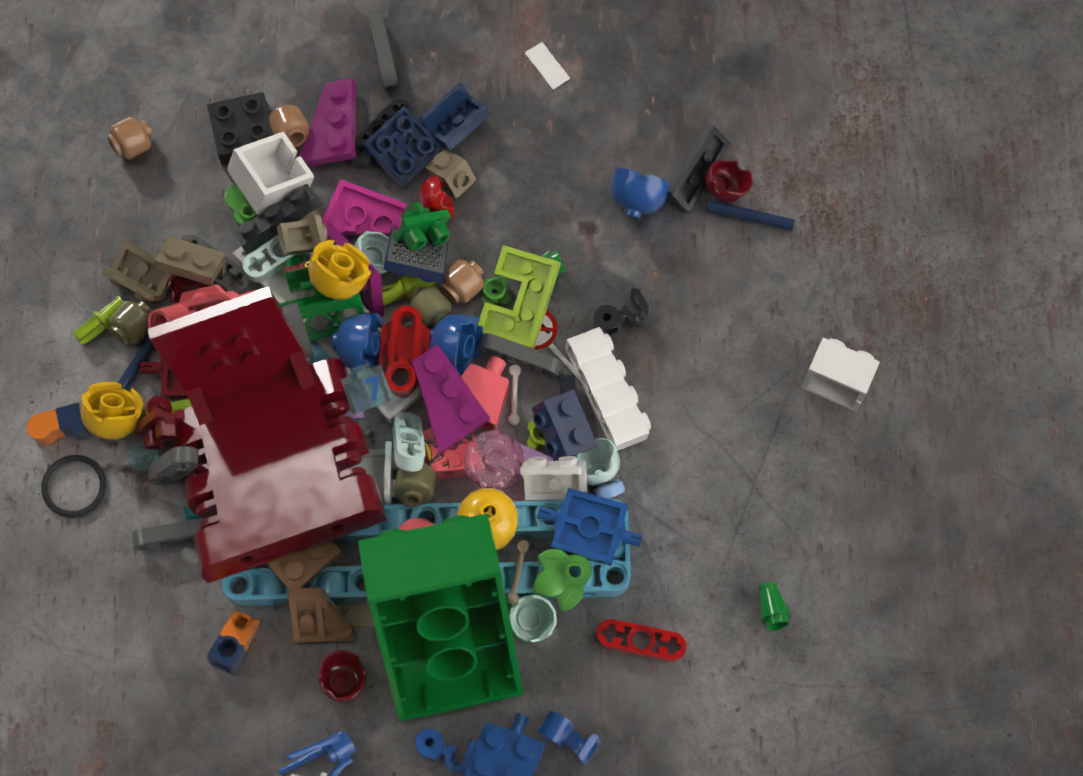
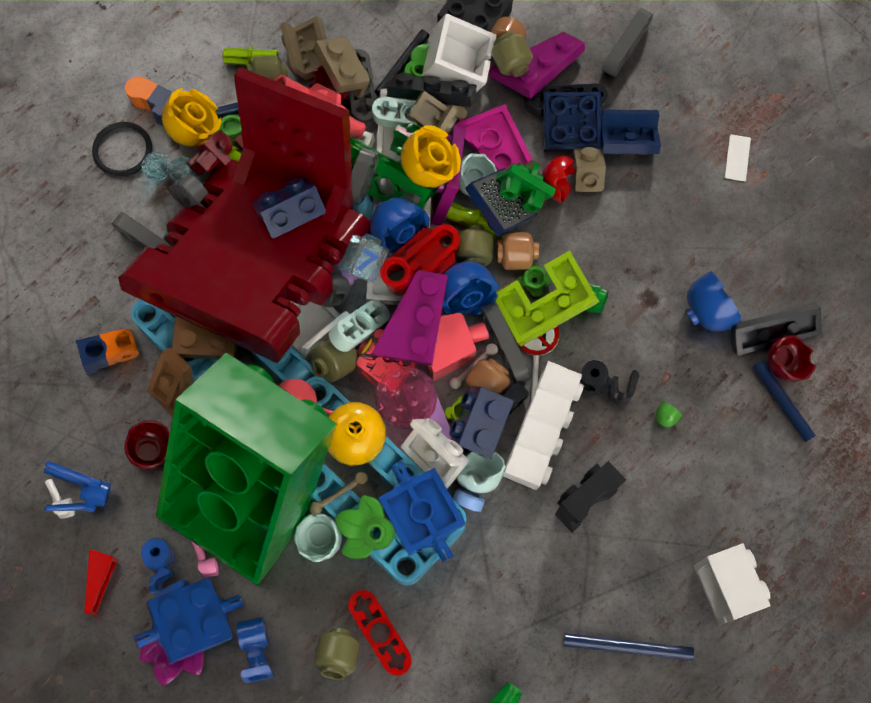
camera: 45 degrees right, 0 degrees up
(117, 472) = (156, 165): none -> clear light blue plate
(147, 387) = (231, 126): none -> bright green plate
(225, 218) = (404, 59): none -> black bar
(272, 402) = (289, 206): none -> dark blue bracket
(312, 136) = (511, 54): none -> olive head
(474, 718) = (207, 567): none -> bright pink hand
(534, 390) = (489, 376): none -> medium nougat head
(628, 682) = (337, 654): none -> olive head
(683, 299) = (667, 415): none -> bright green hinge
(687, 416) = (596, 486): none -> black brick
(812, 484) = (628, 646): none -> dark blue bar

